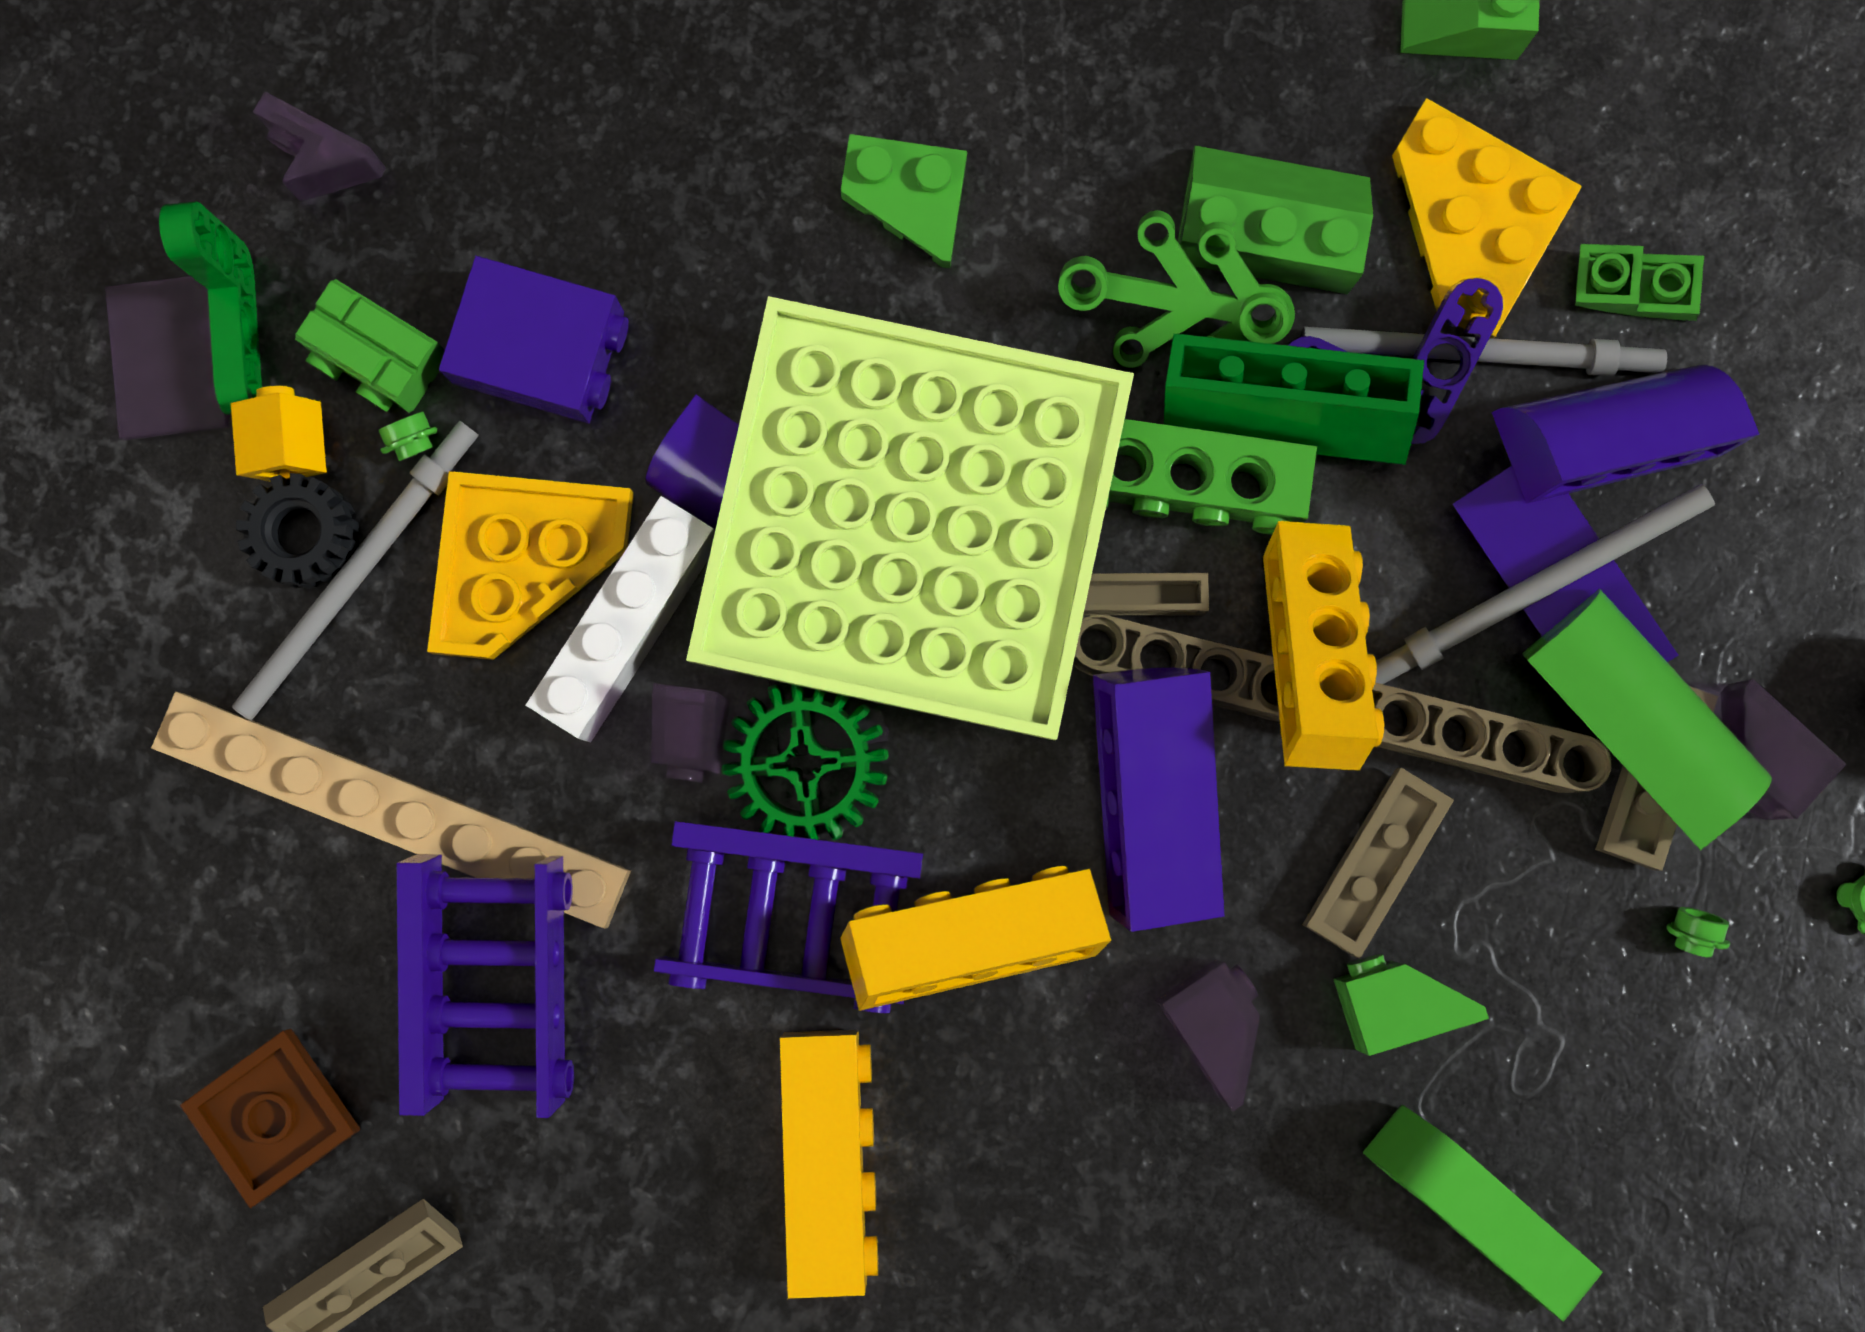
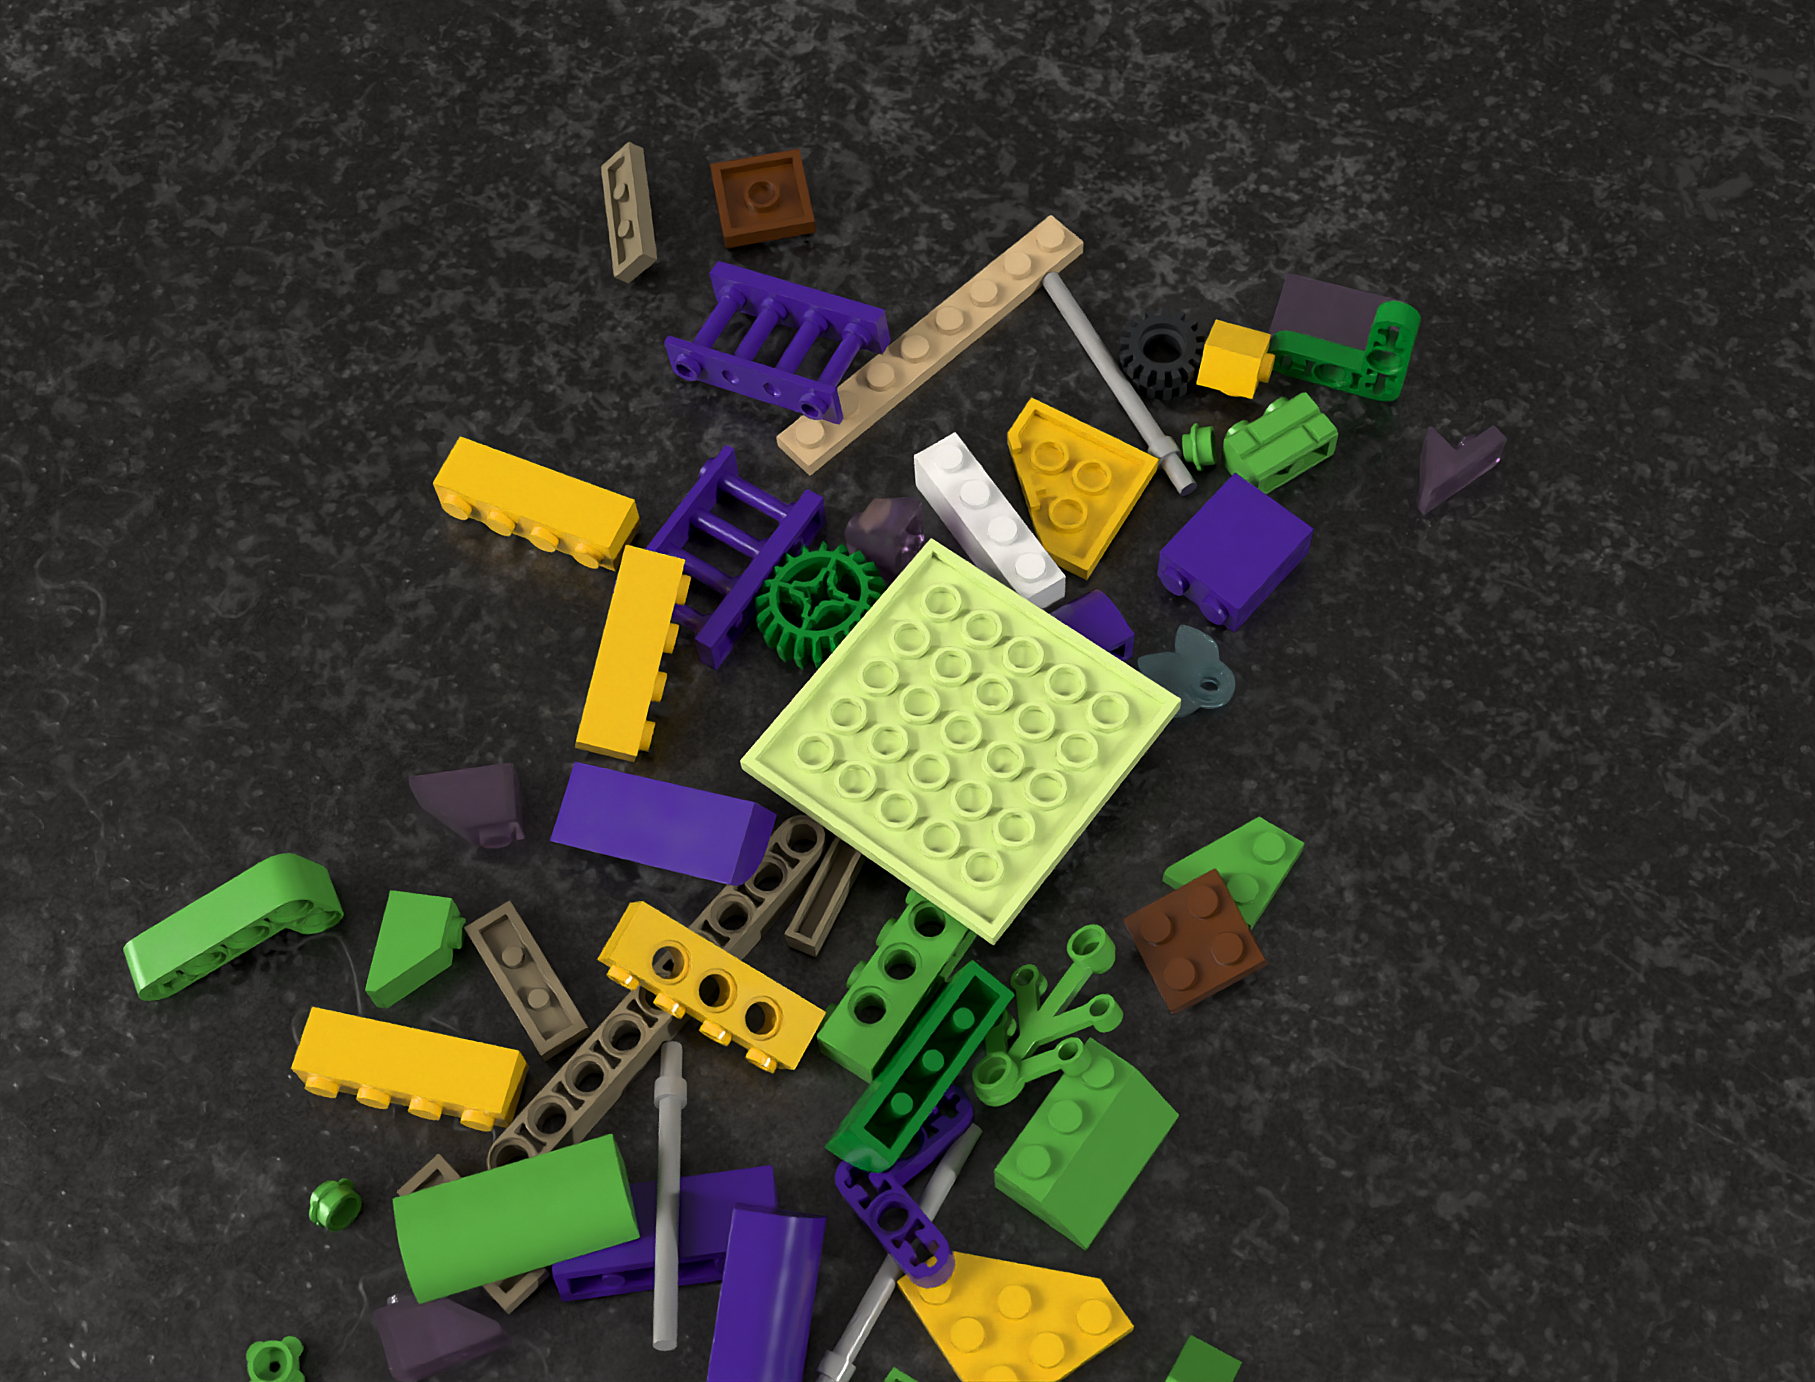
camera: 120 degrees right, 20 degrees down
(703, 343) = (1187, 668): none -> clear light blue plate
(1012, 196) = (1195, 941): none -> reddish brown plate
(1539, 928) = (410, 1069): none -> yellow brick

